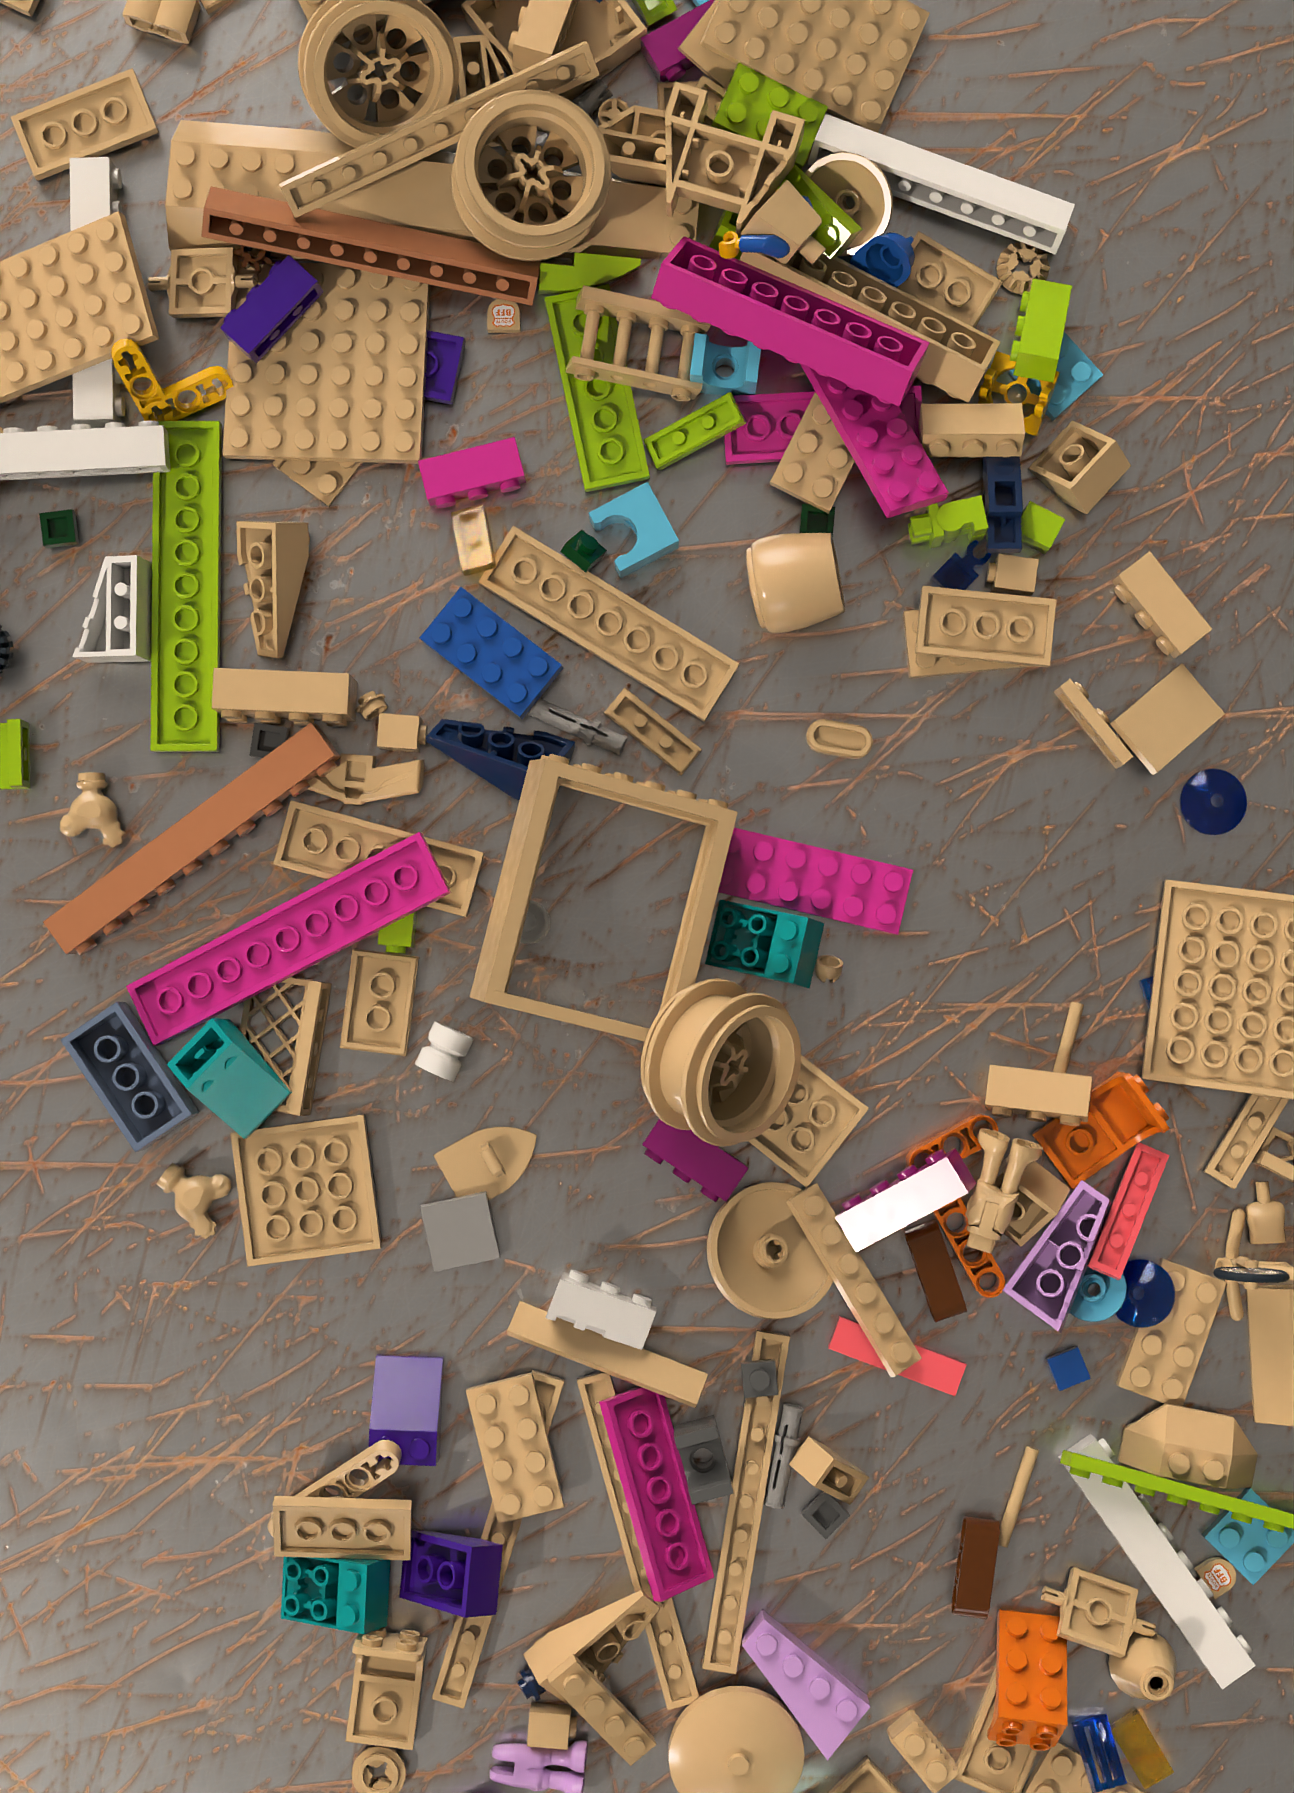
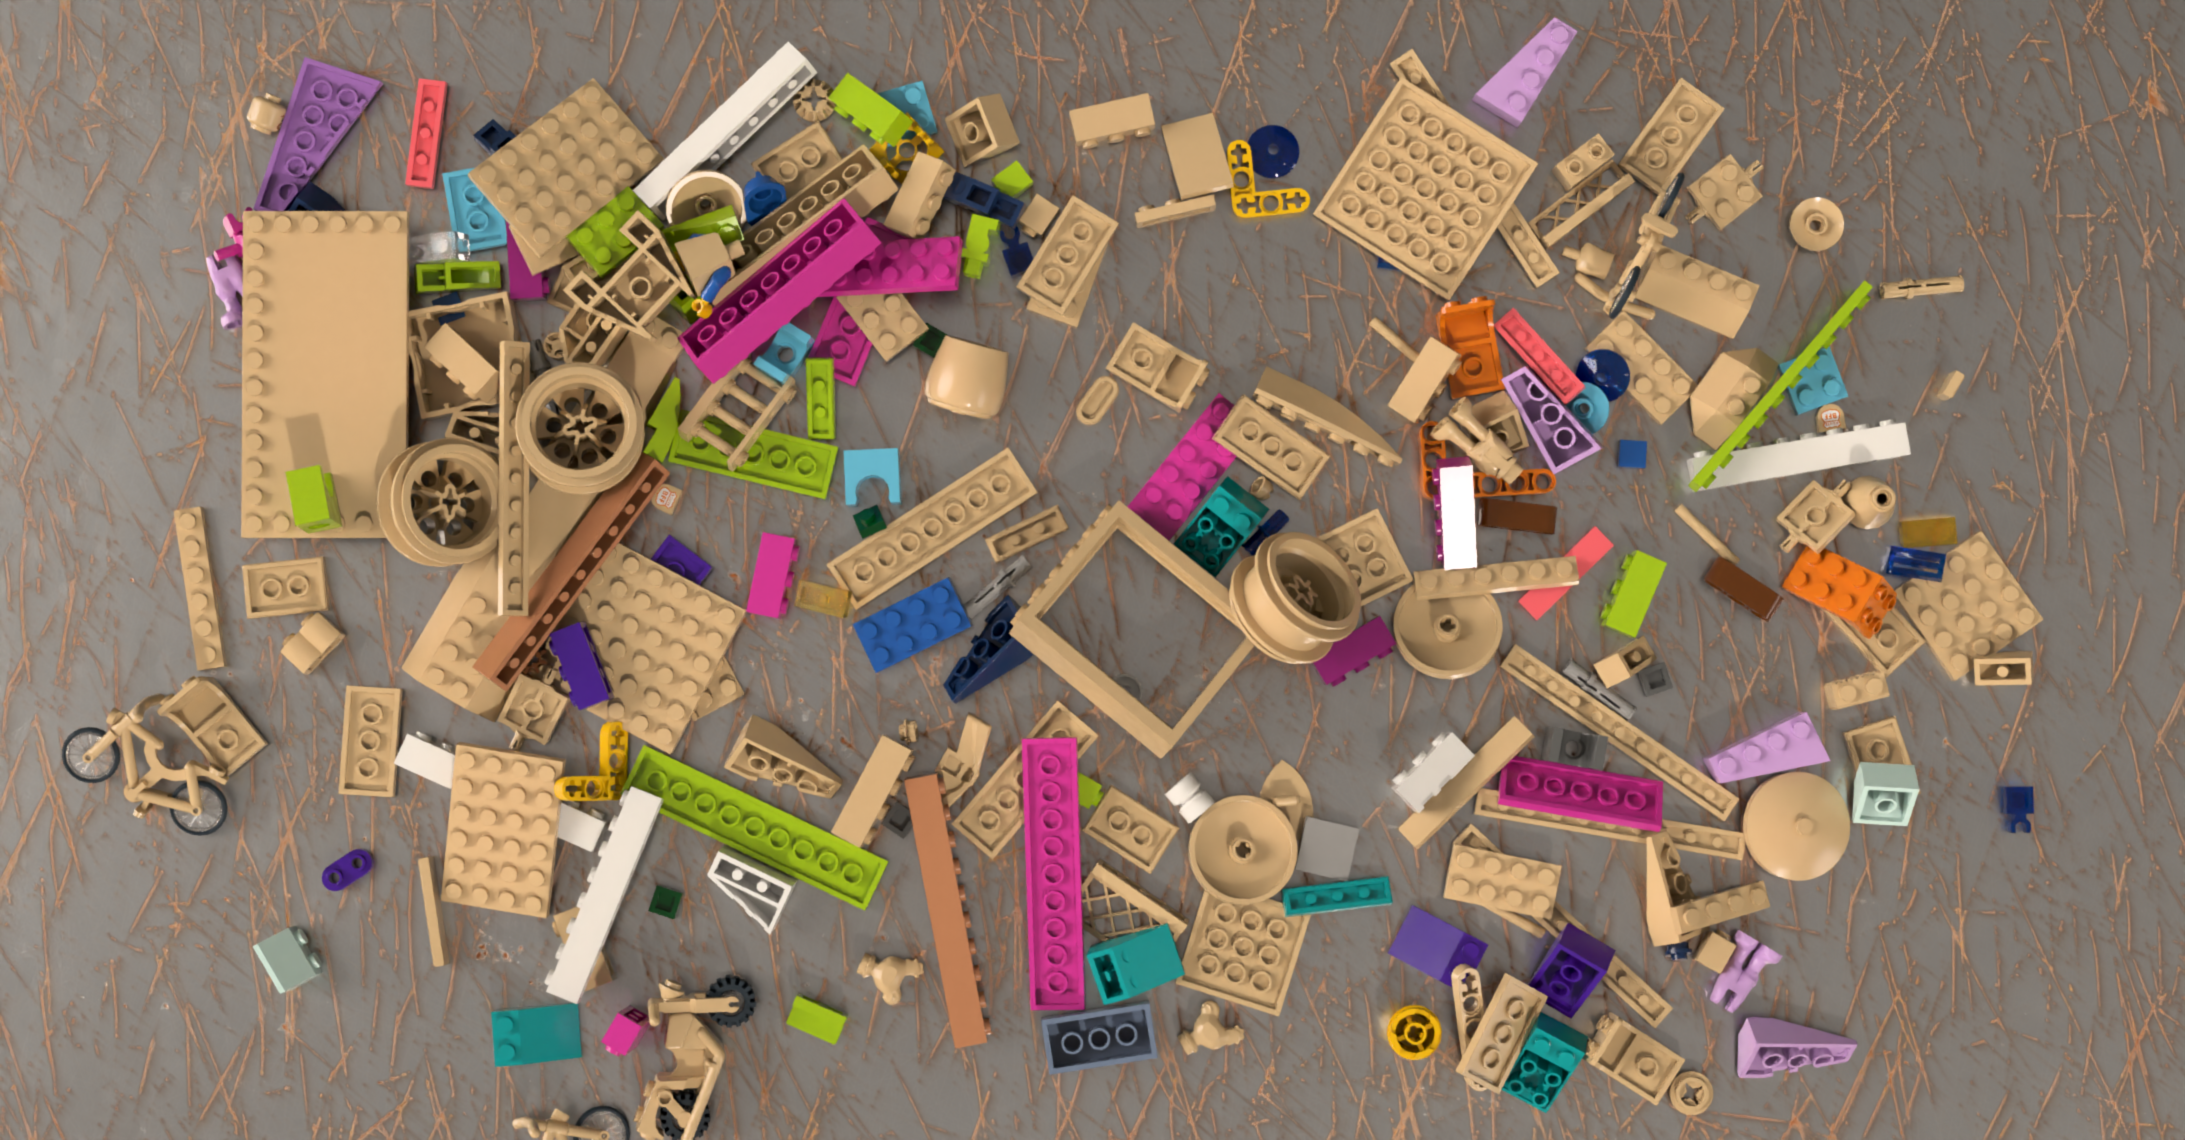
camera: 75 degrees left, 0 degrees up
(298, 1427) = (1414, 1032): none -> yellow cone
(401, 732) = (940, 719): tan brick -> none
(411, 1268) = (1336, 896): none -> teal tile
(413, 1138) = (1242, 850): none -> tan dish
(481, 1491) = (1520, 921): none -> tan bar
(759, 1378) = (1535, 680): dark grey plate -> none
(788, 998) = (1270, 527): none -> clear blue axle
(880, 956) = (1271, 447): none -> tan tile
(907, 788) = (1158, 368): none -> tan bracket
(910, 1443) = (1632, 593): none -> lime brick
(945, 995) = (1321, 413): none -> tan wedge
(1154, 796) = (1248, 191): none -> yellow beam

